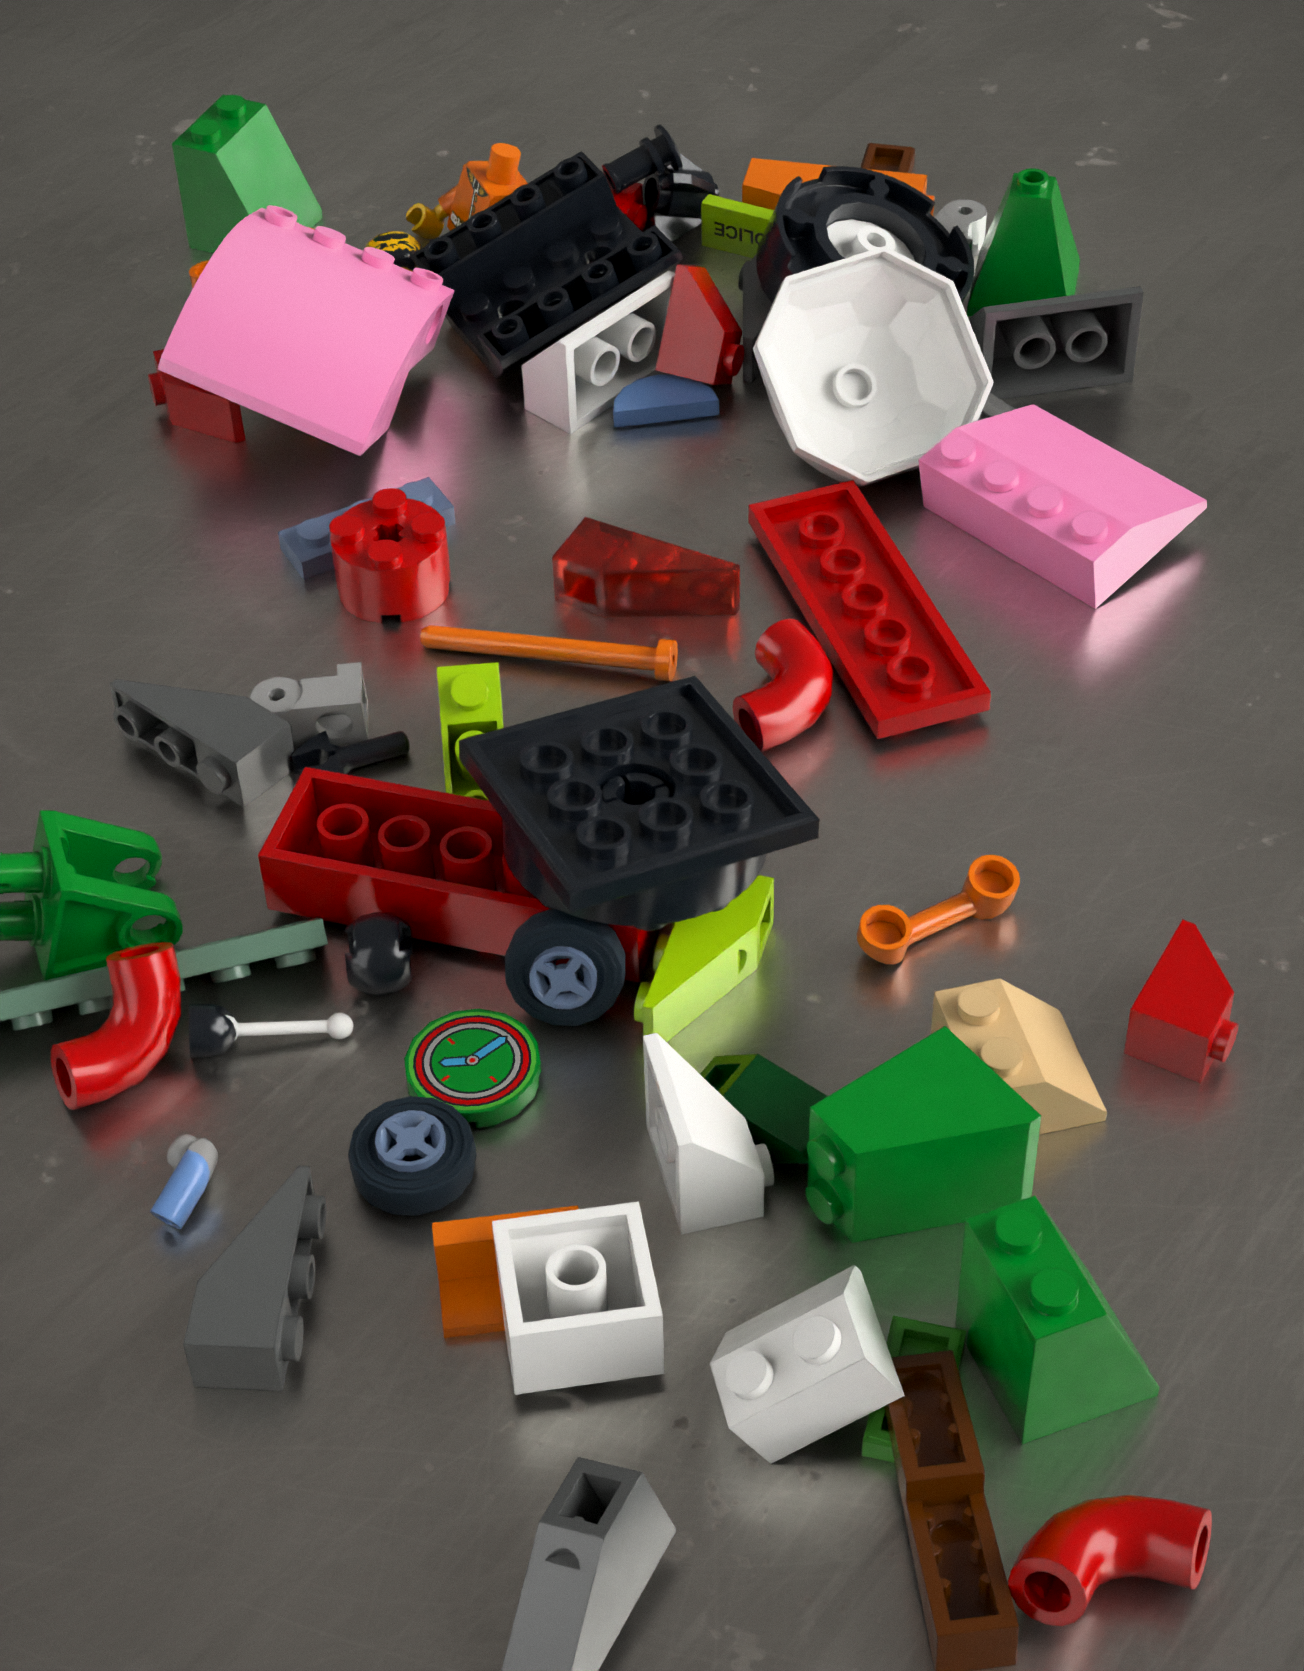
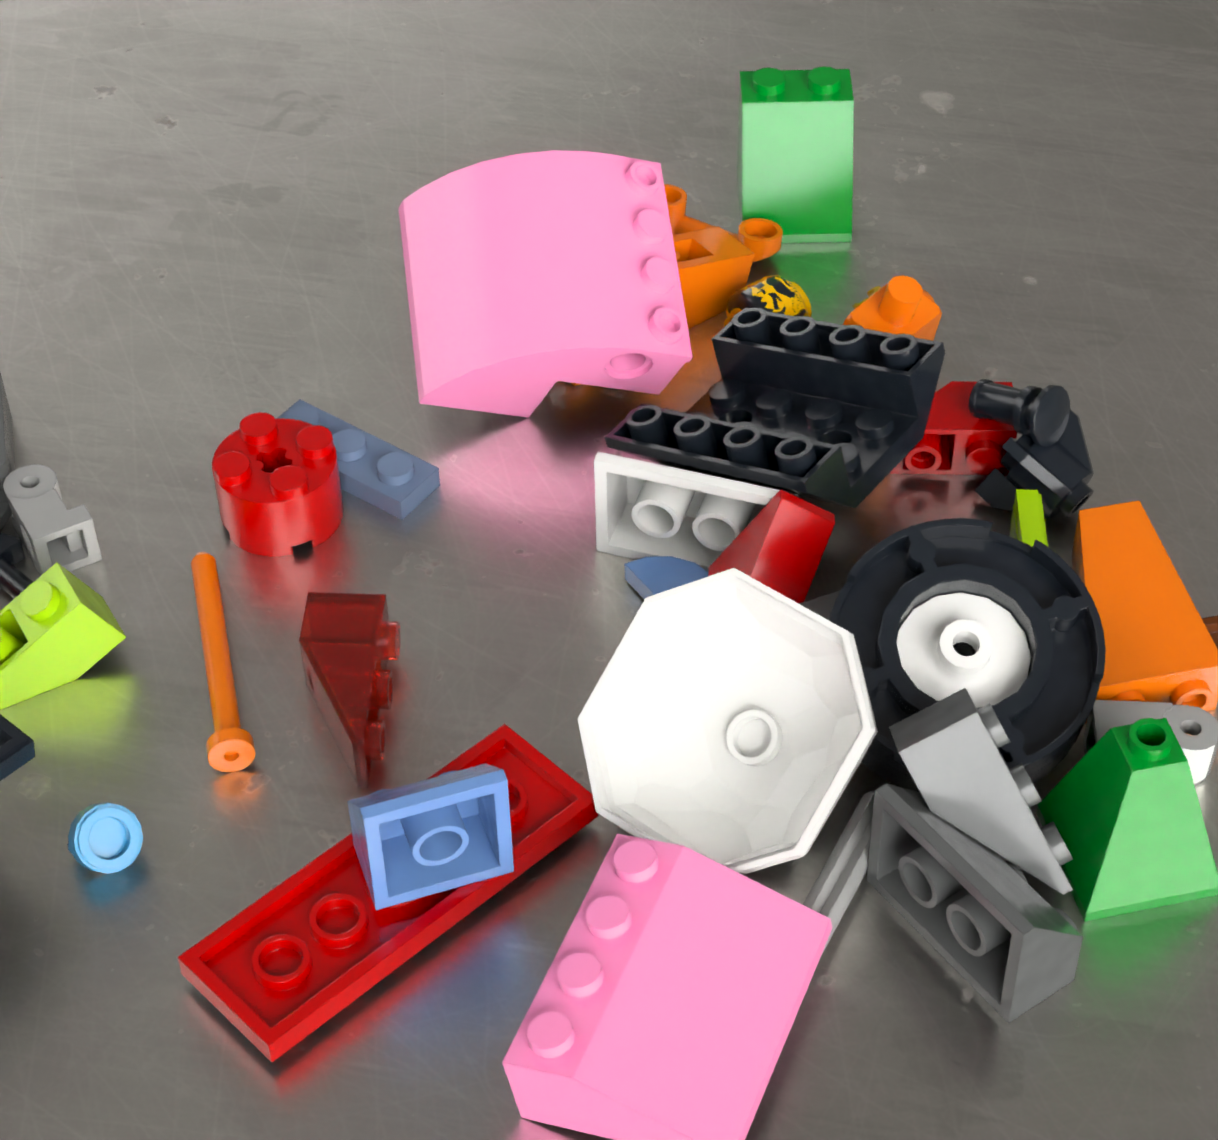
camera: 65 degrees right, 0 degrees up
(797, 690) = (212, 870): red cylinder -> none
(861, 535) = (433, 834): none -> medium blue slope
(983, 271) = (968, 784): none -> slope

